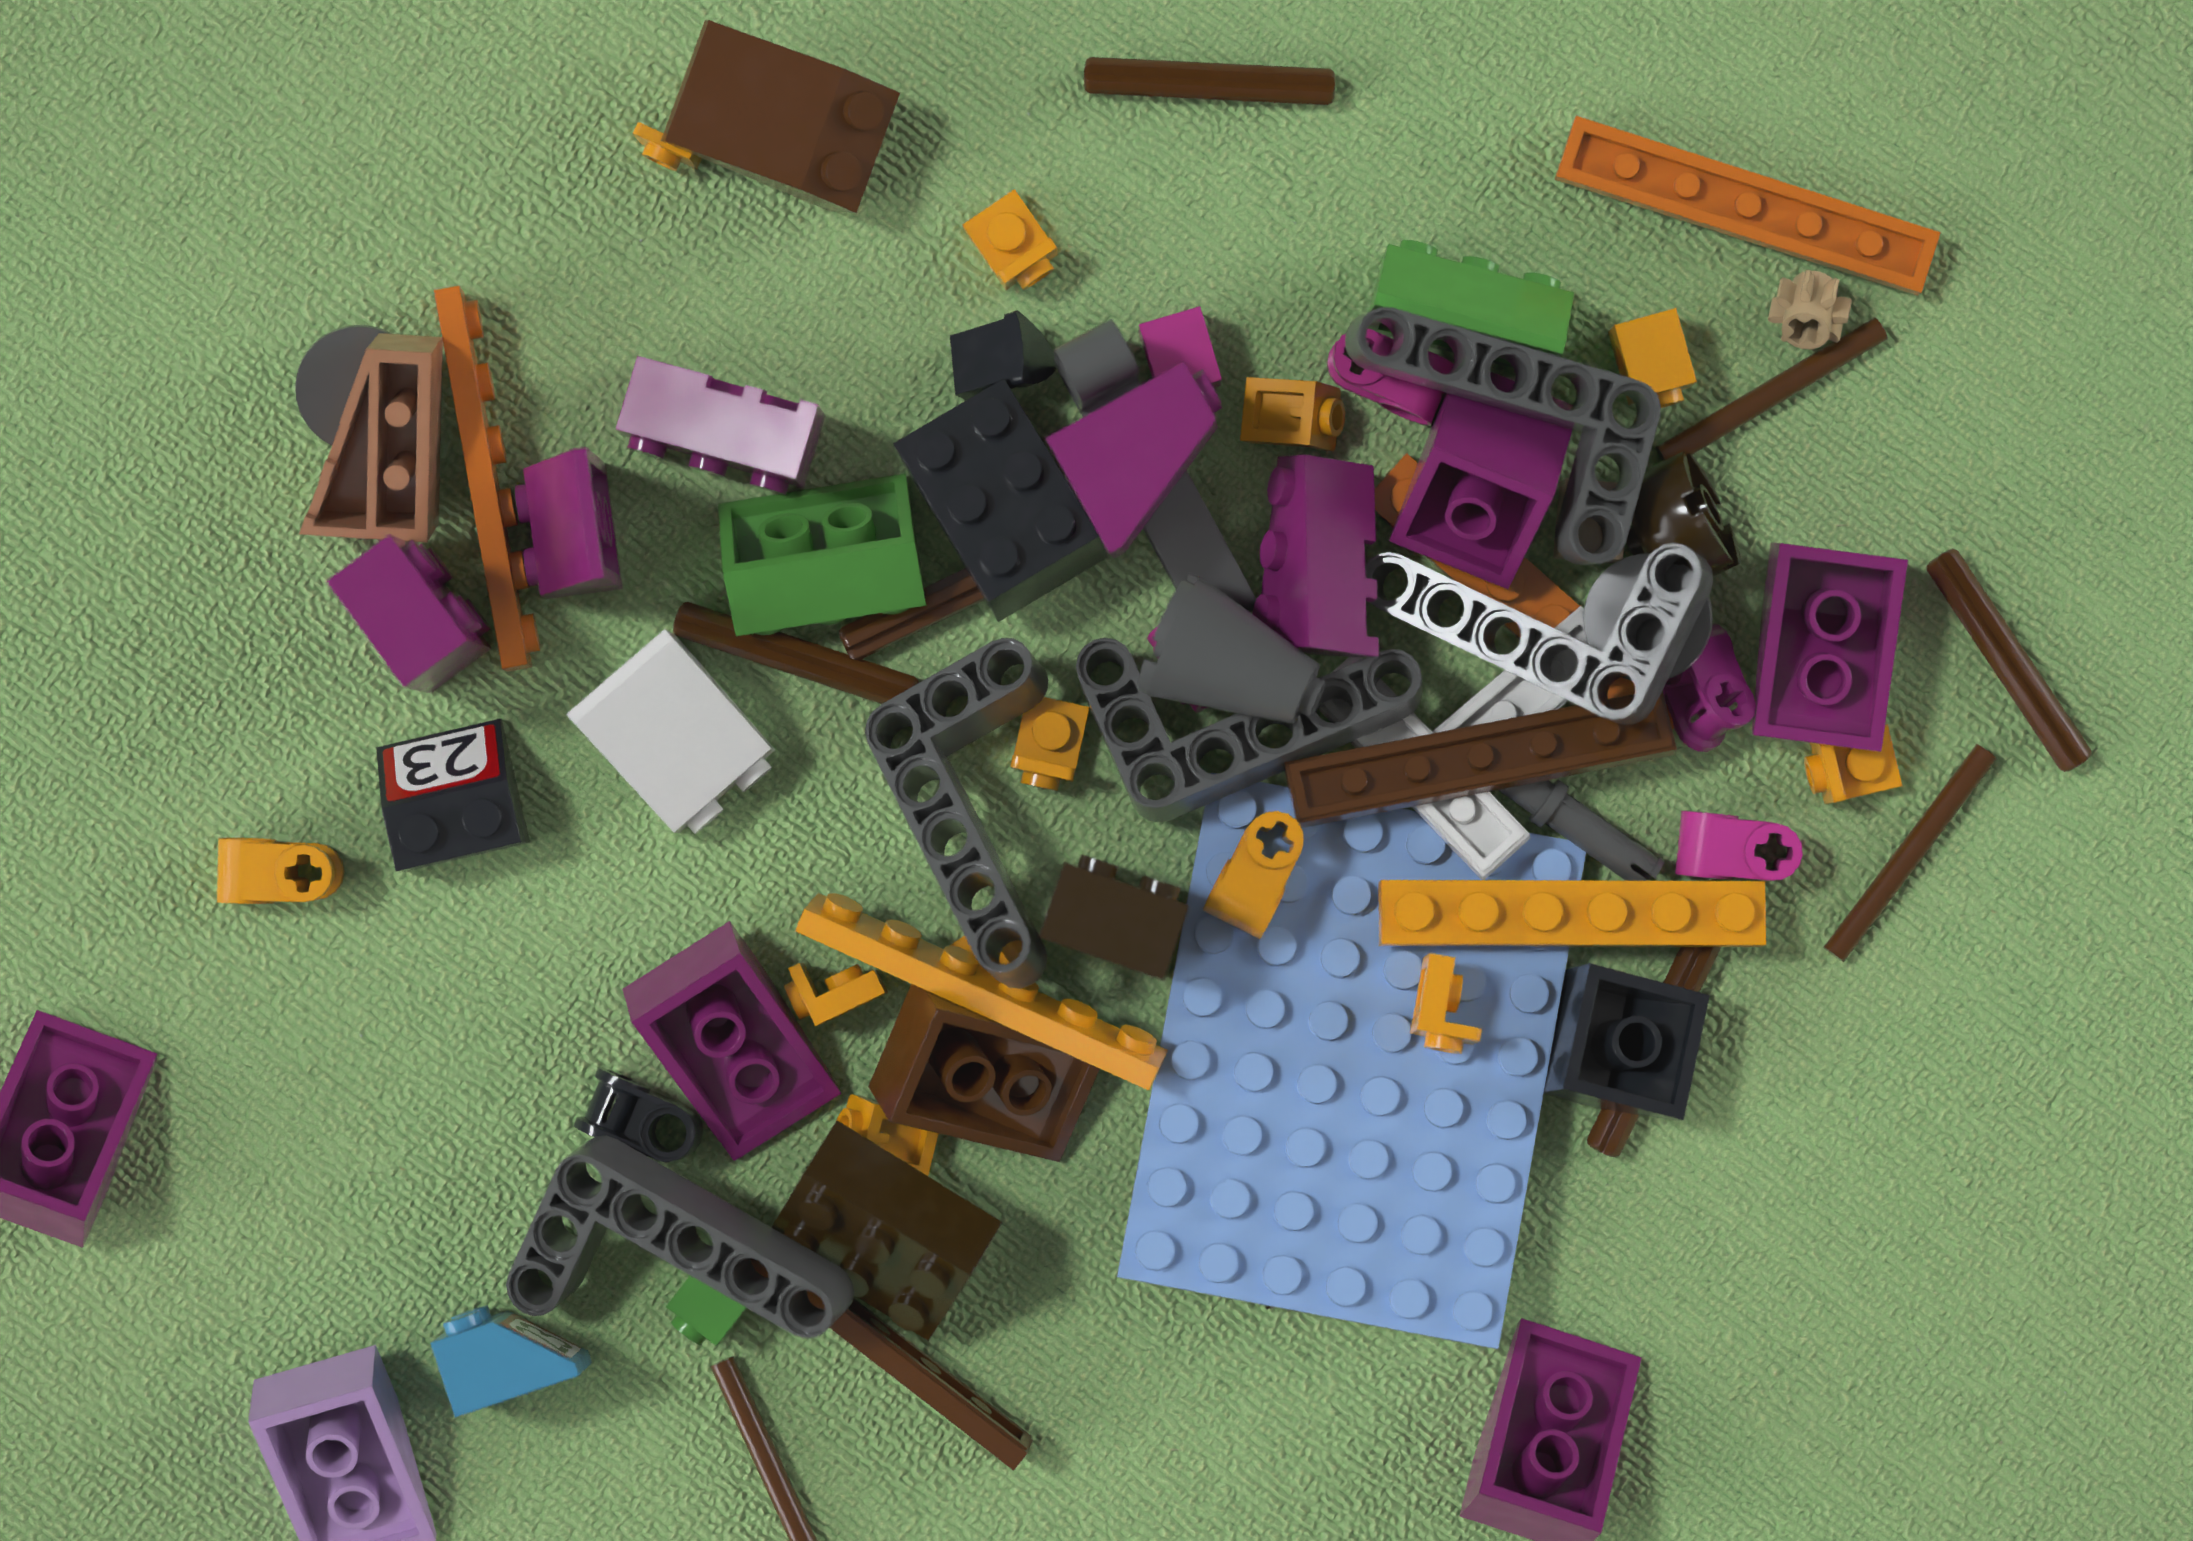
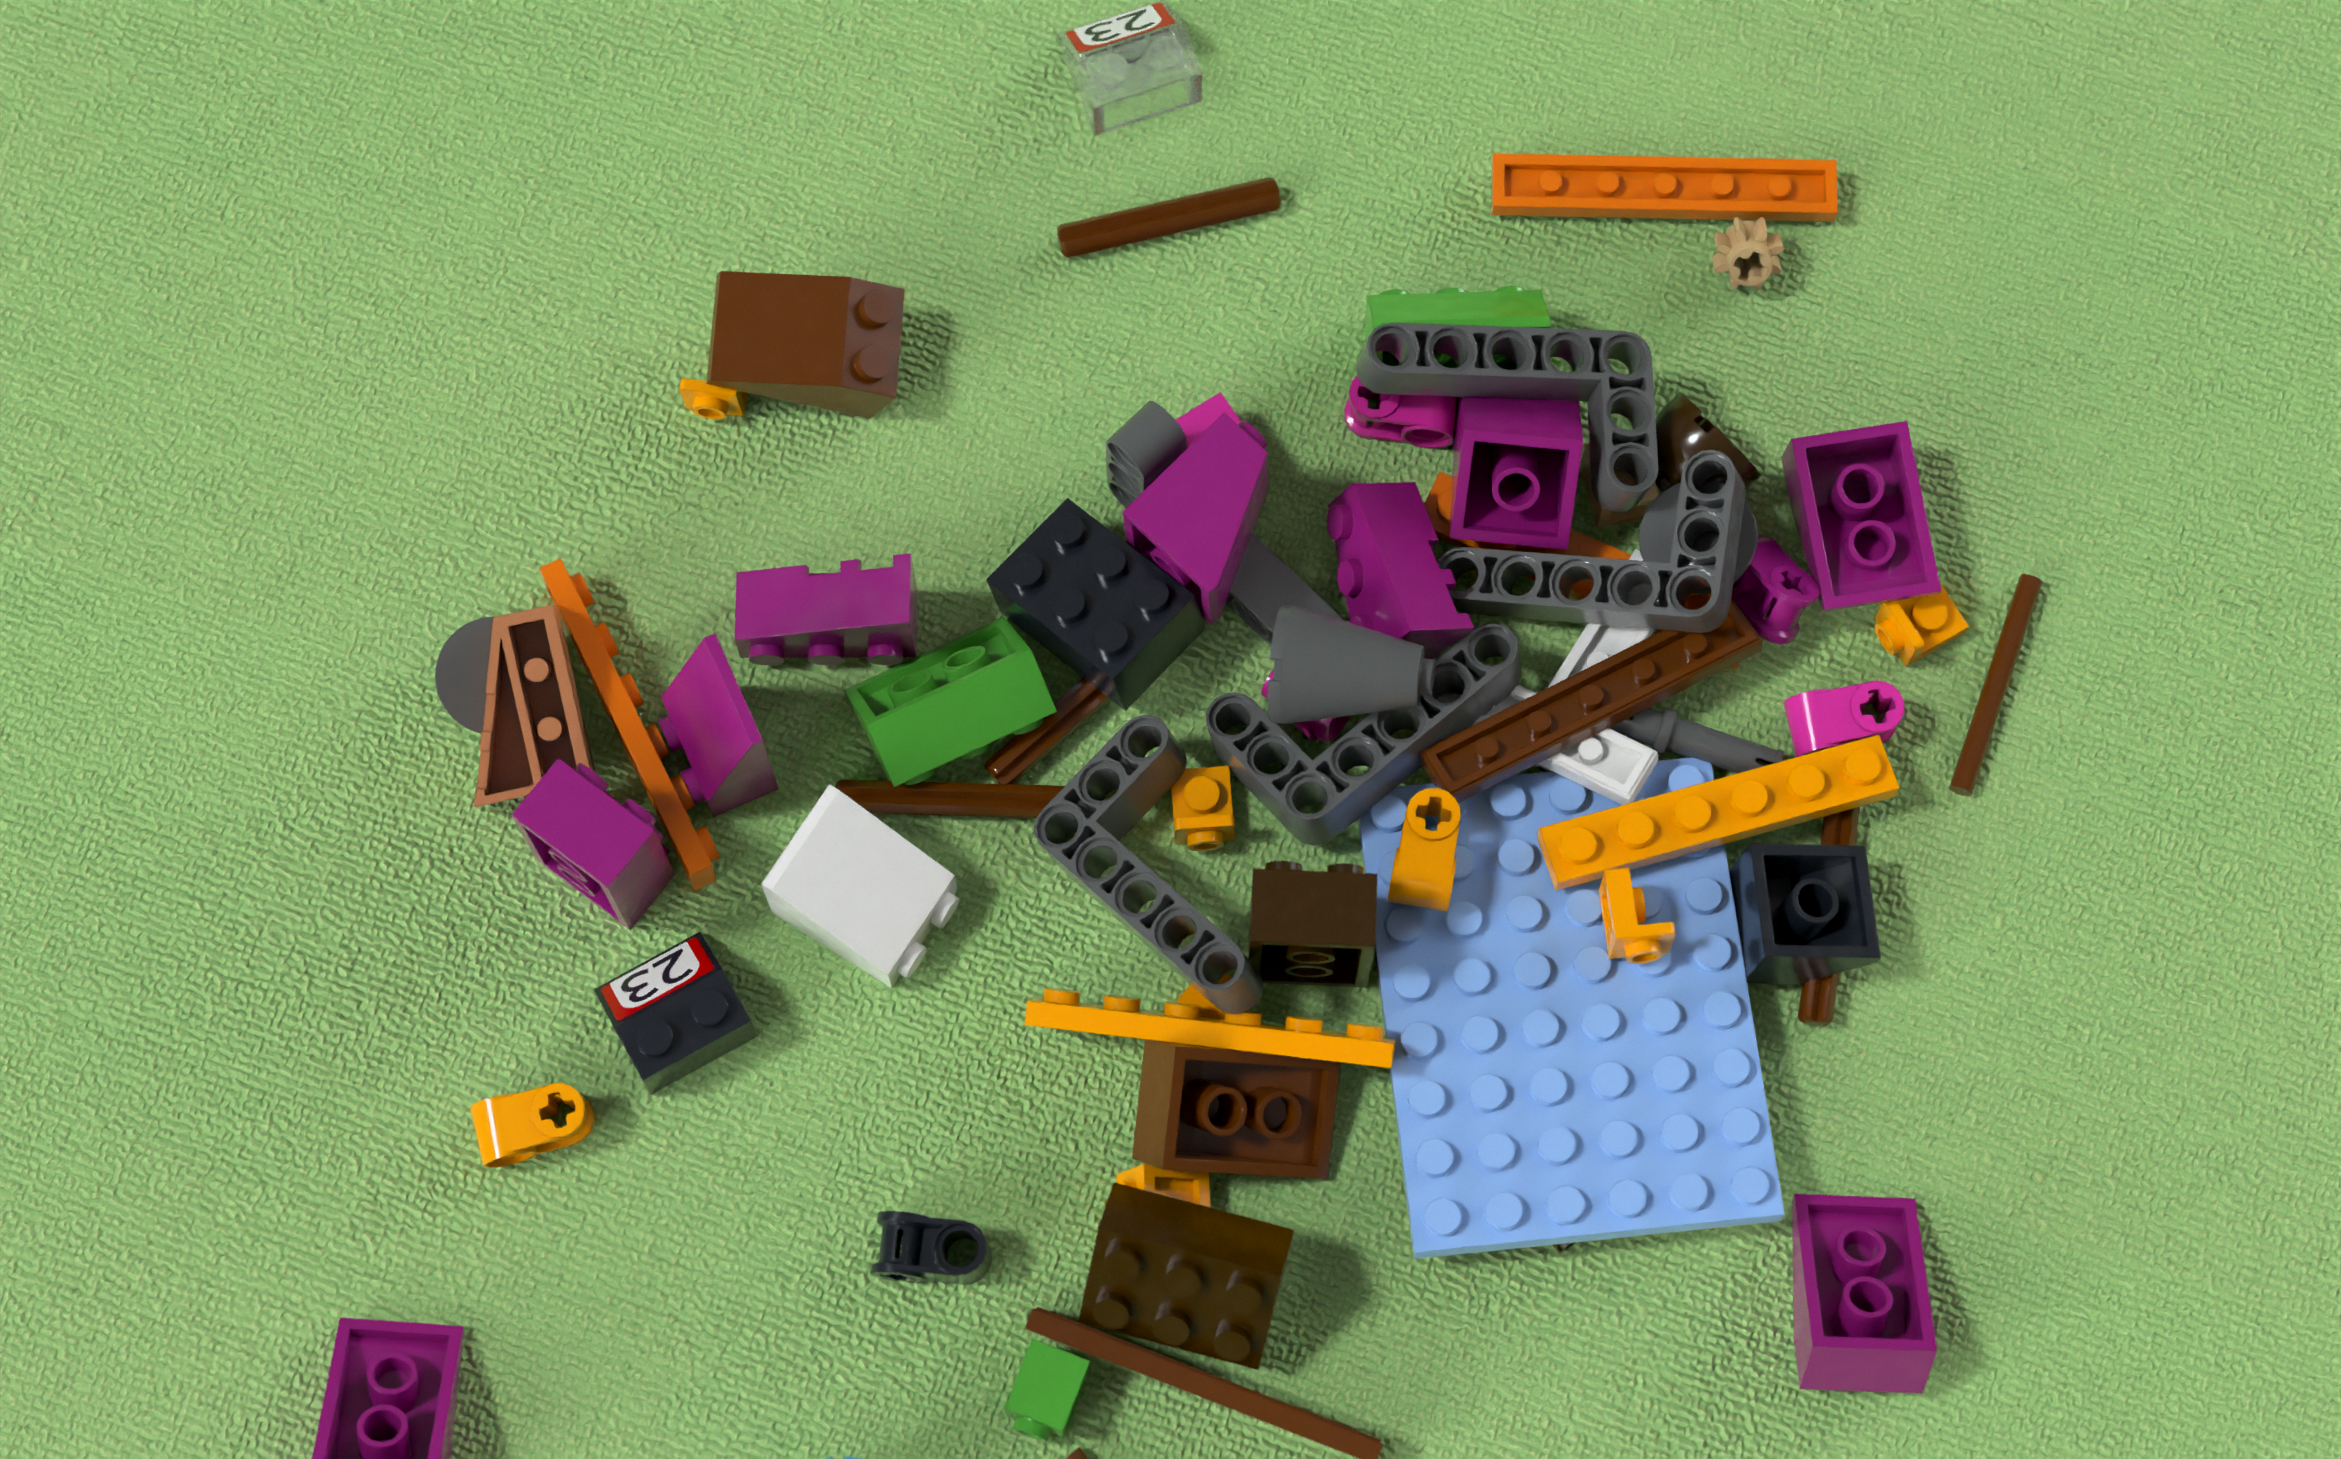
camera: 15 degrees left, 15 degrees down
(671, 1237) = (990, 1332): dark grey beam -> none
(729, 1041) = (994, 1154): magenta slope -> none
(846, 992) = (1086, 1080): light orange bracket -> none
(1000, 350) = (1054, 480): black tile -> none
(1012, 242) = (1039, 396): light orange bracket -> none
(1292, 413) = (1326, 464): light orange bracket -> none
(1655, 354) = (1630, 311): light orange brick -> none
(1775, 390) = (1744, 328): reddish brown bar -> none
(2009, 660) = (2022, 496): reddish brown axle -> none

